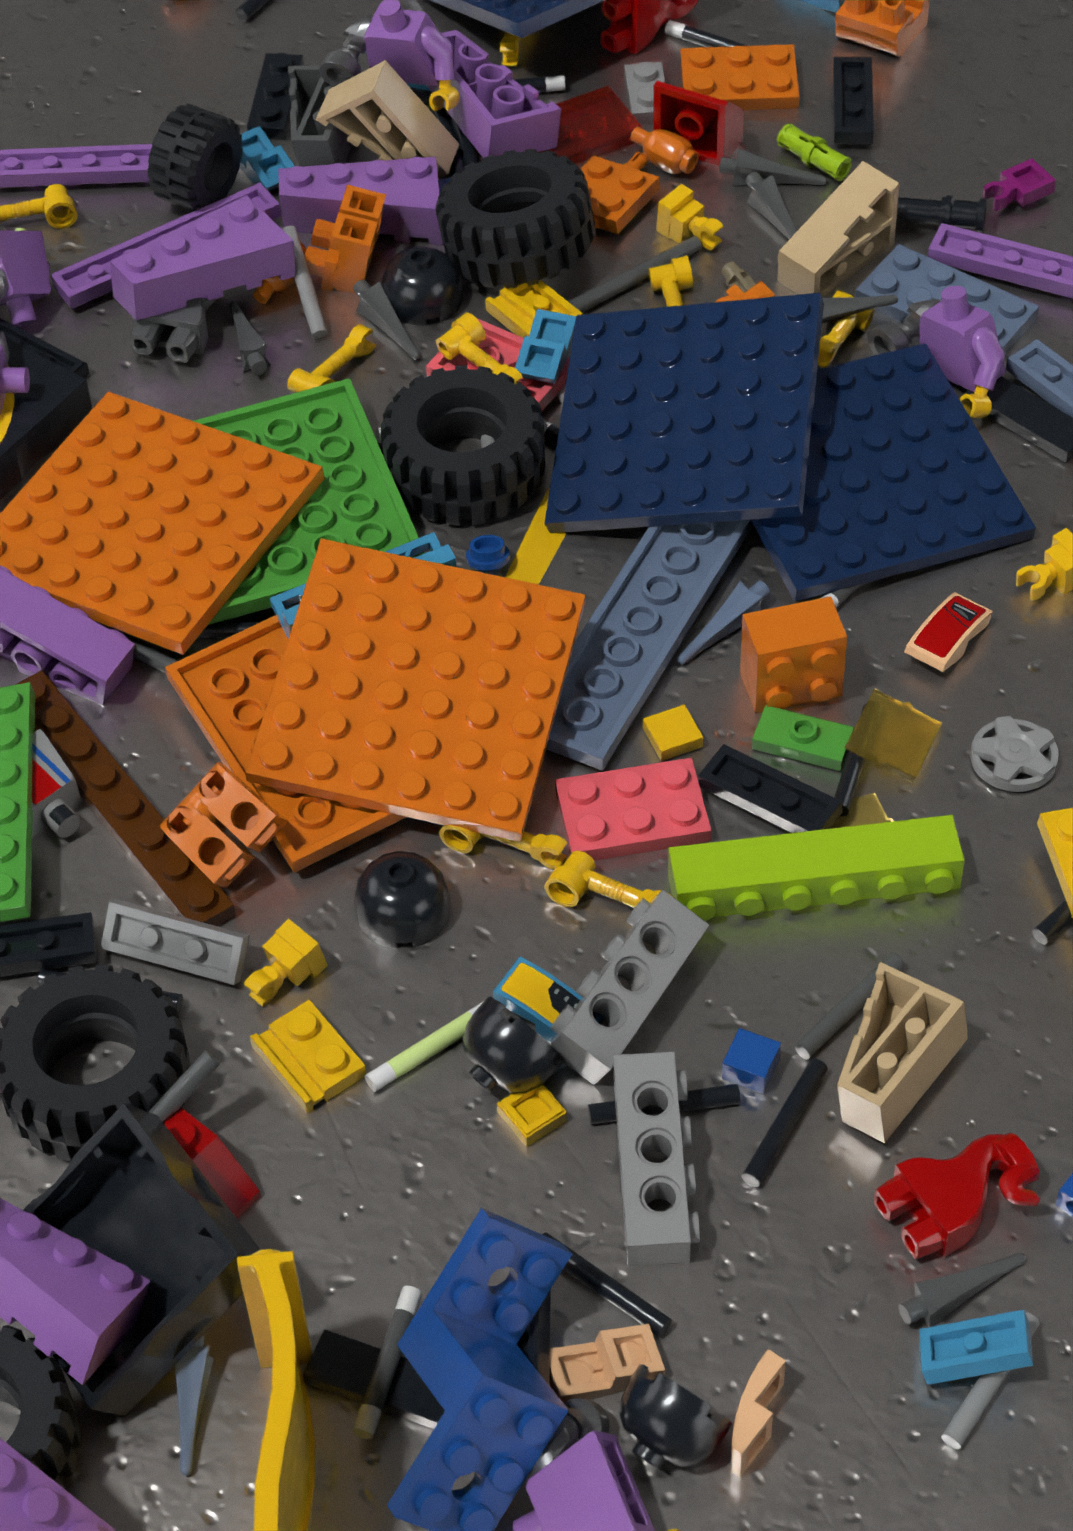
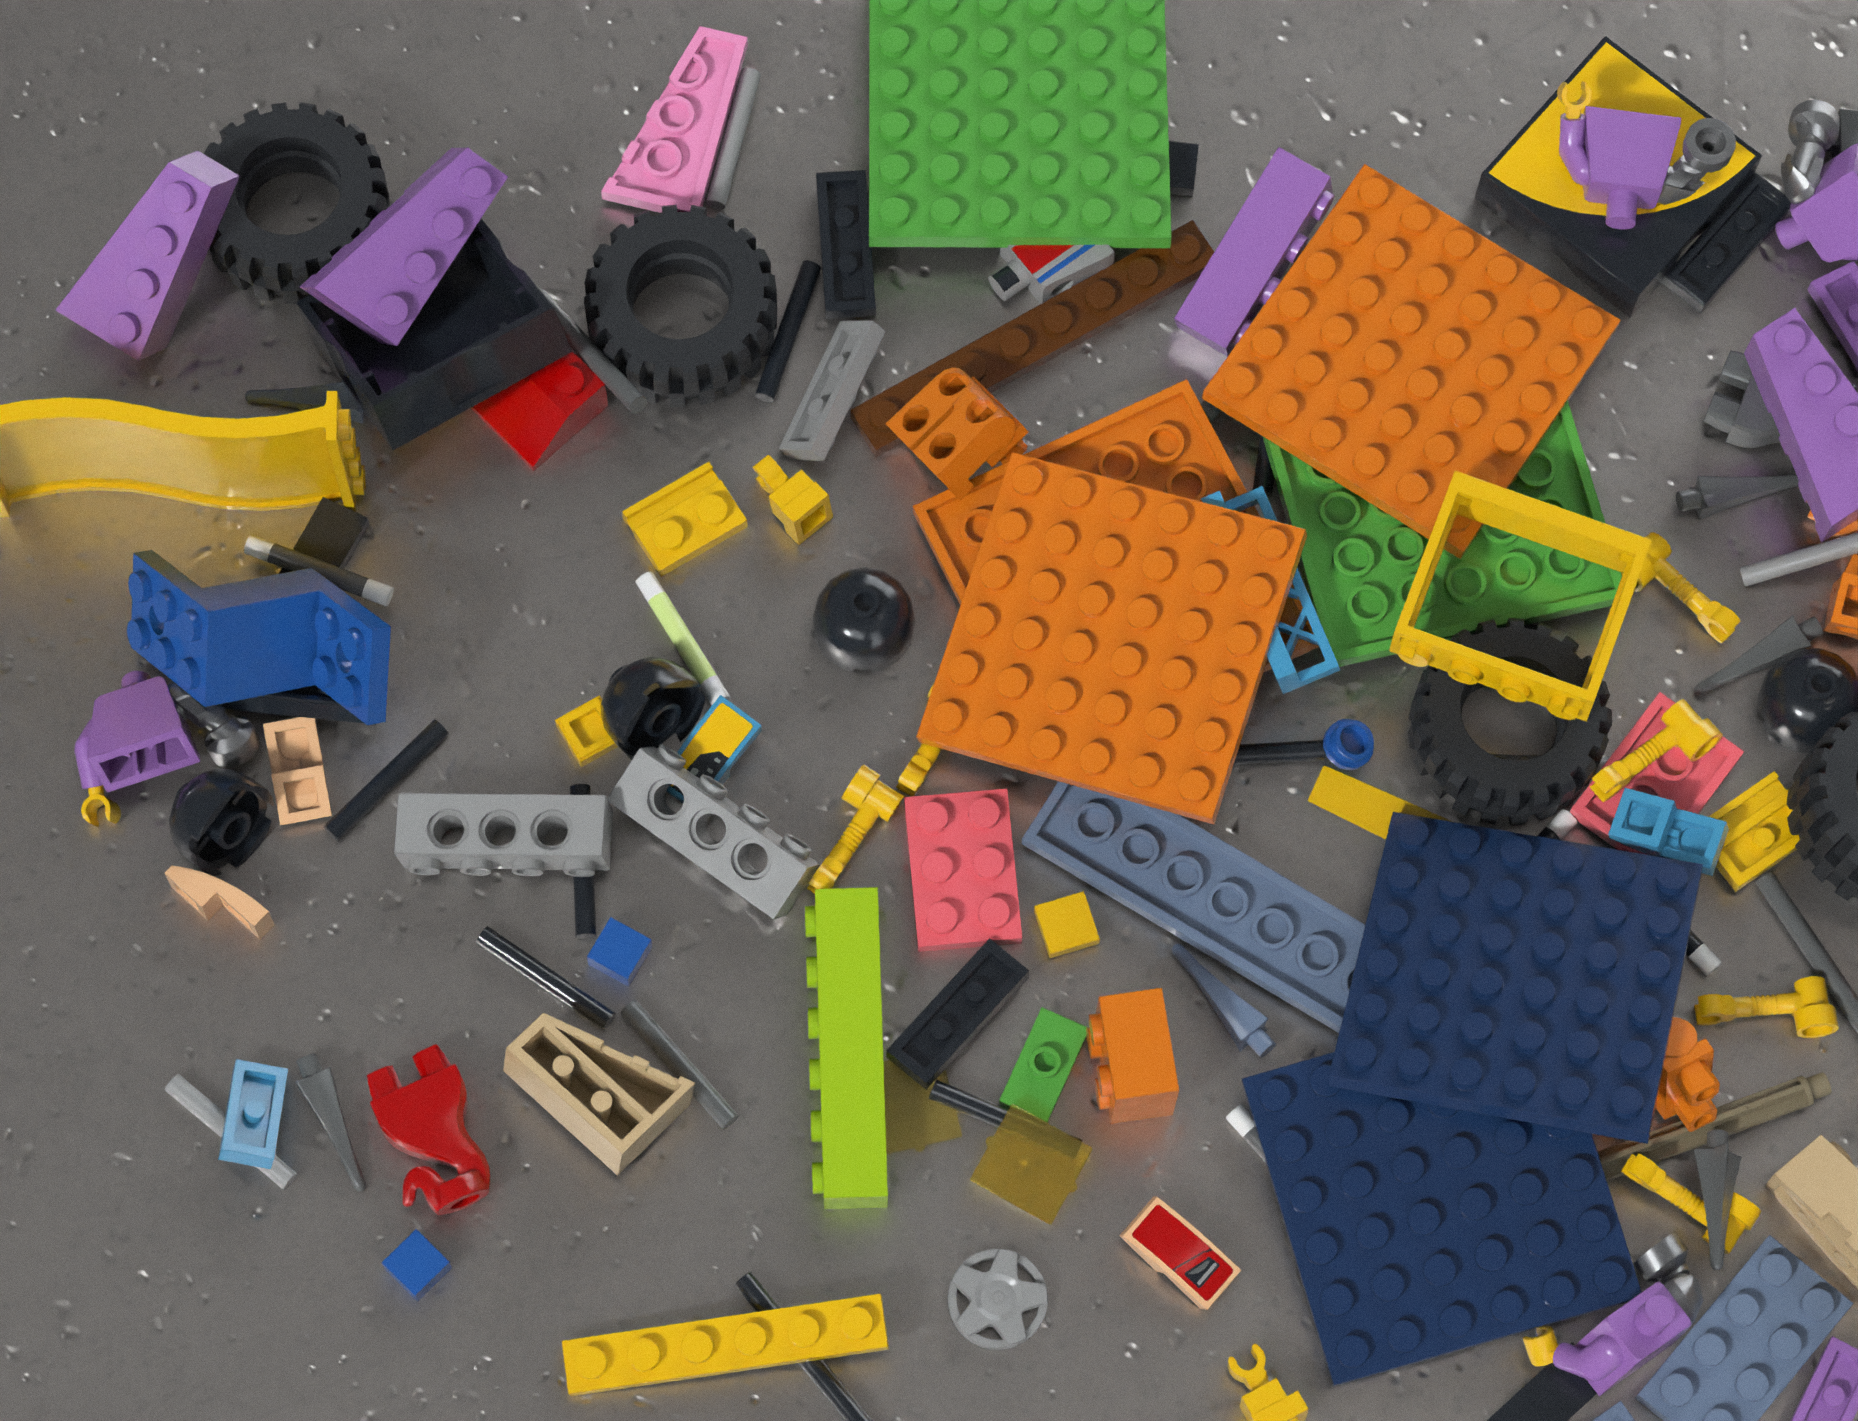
camera: 90 degrees right, 20 degrees up
(377, 350) = (1549, 527): none -> yellow window

